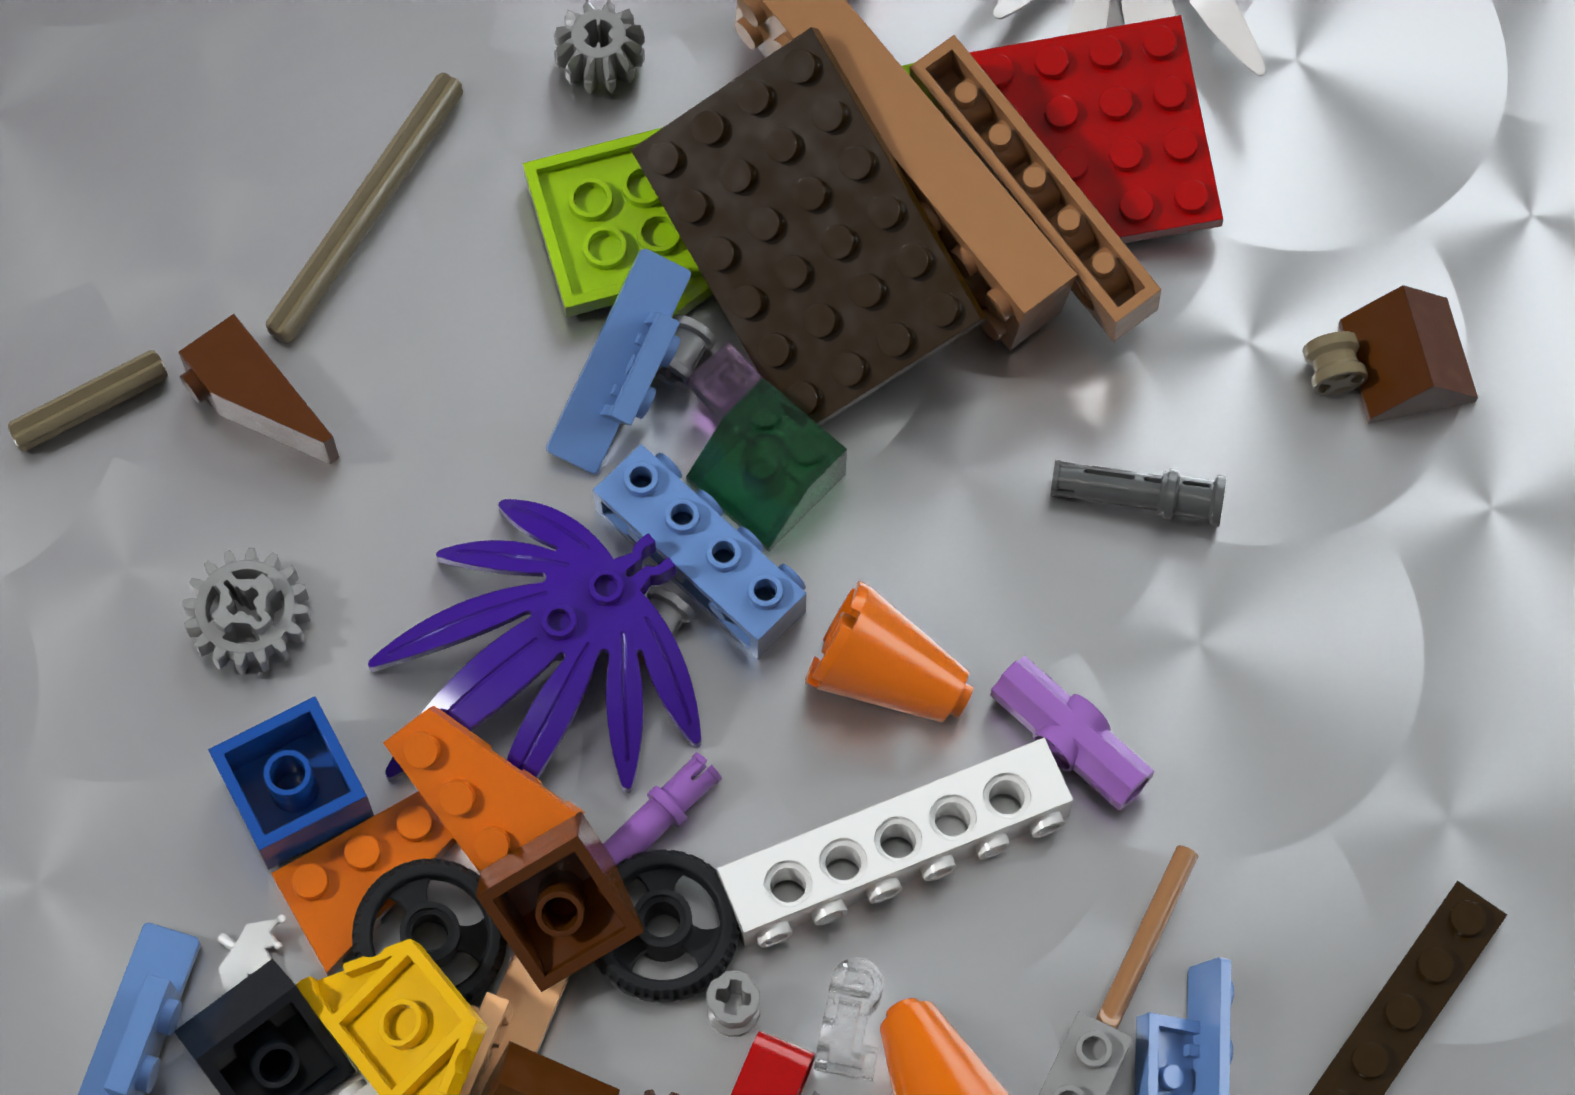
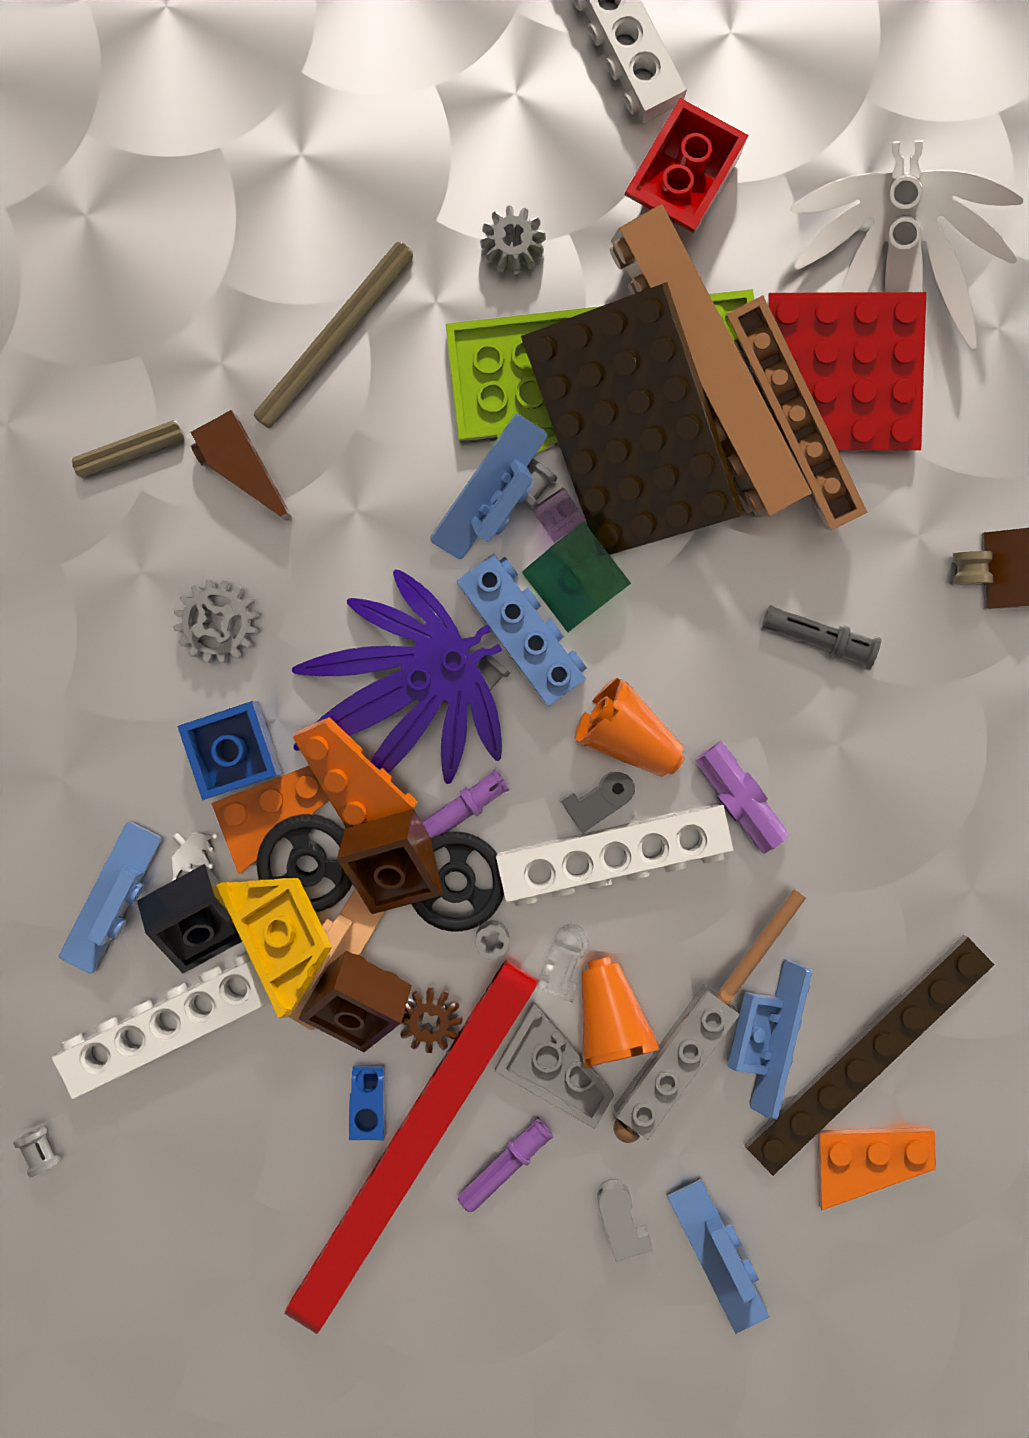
camera: 10 degrees right, 20 degrees up
(860, 773) = (611, 794): none -> dark grey leg

